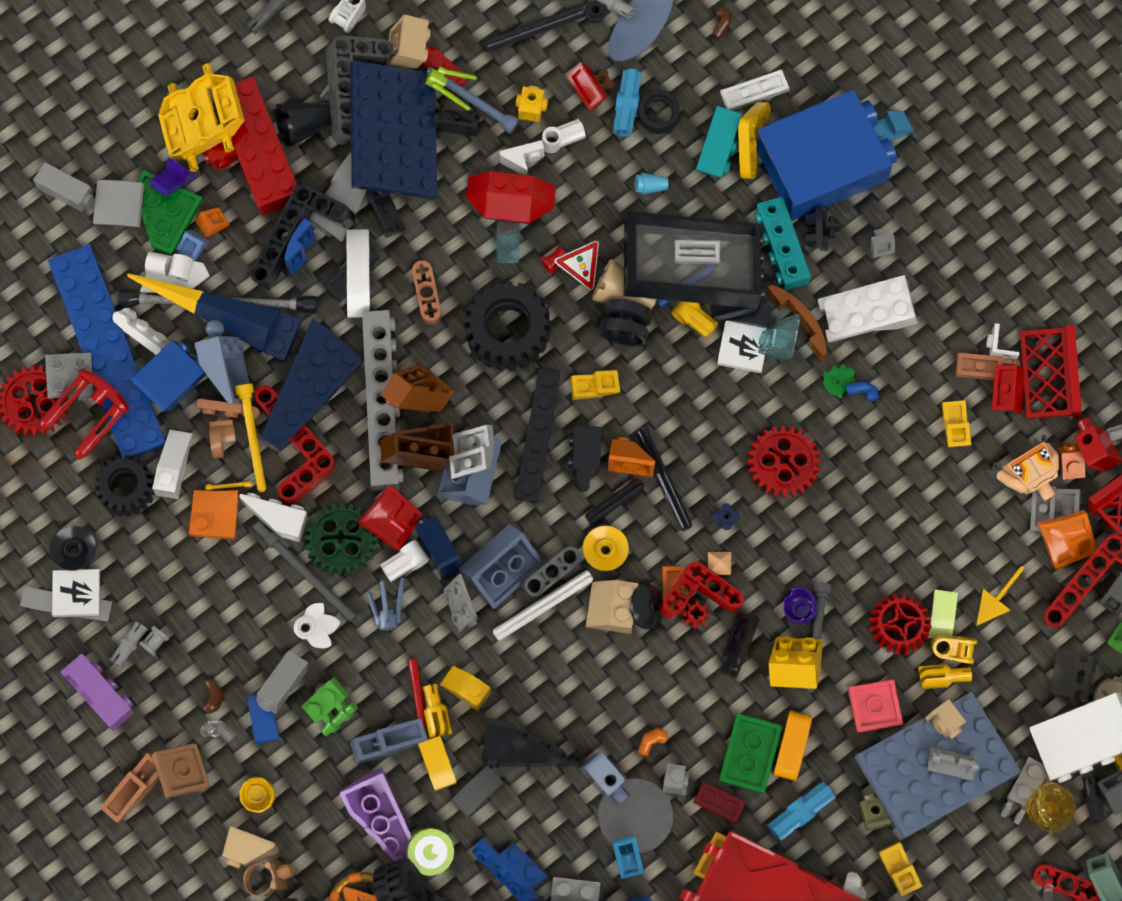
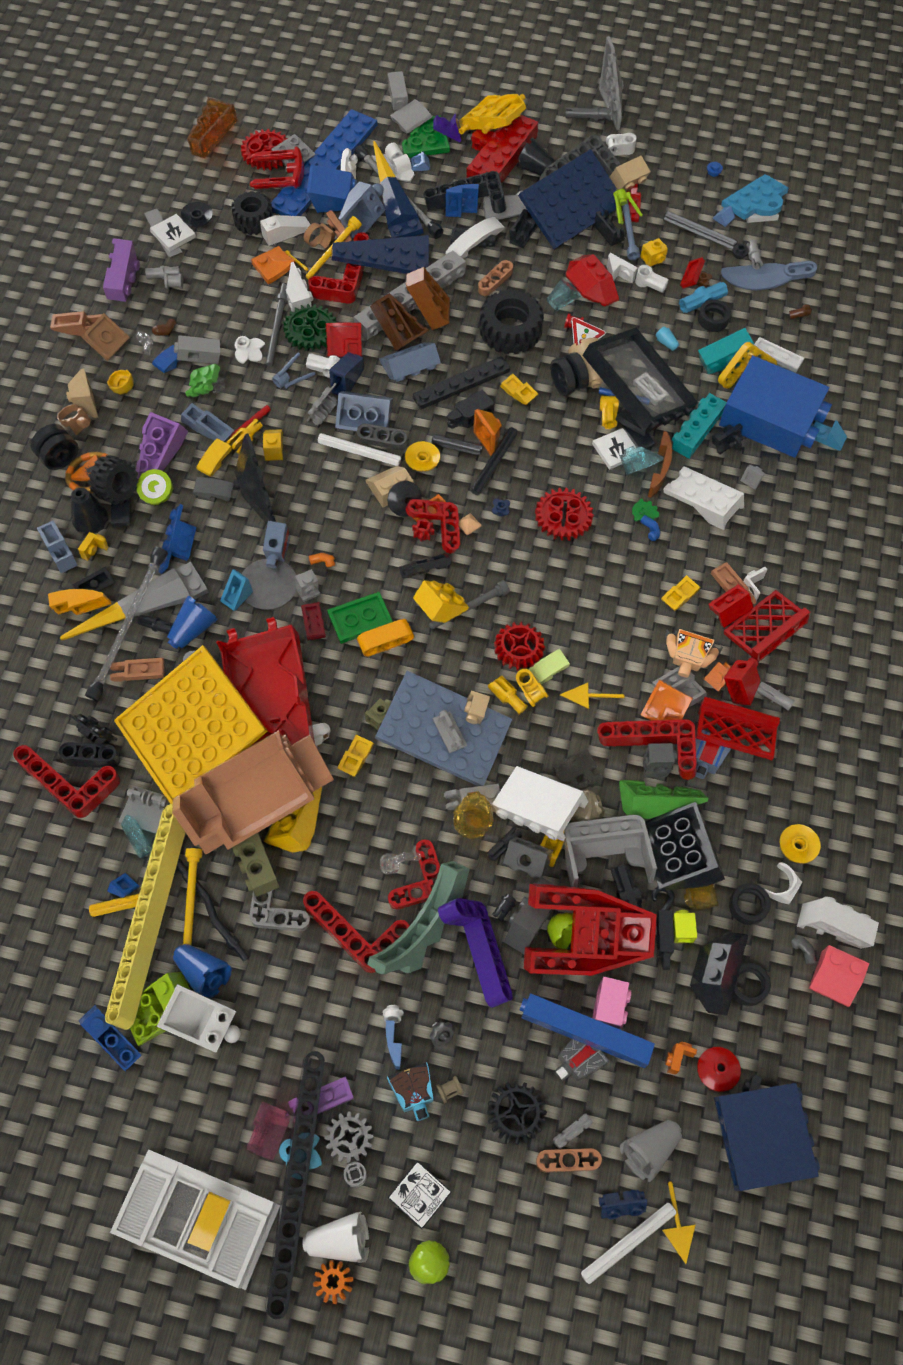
camera: 50 degrees right, 10 degrees down
(211, 221) = (441, 163): orange slope -> none
(472, 451) = (419, 344): light grey slope -> none
(800, 605) = (480, 581): dark purple hair -> none
(801, 811) = (345, 670): dark azure piece -> none
(875, 706) = (453, 669): coral tile -> none

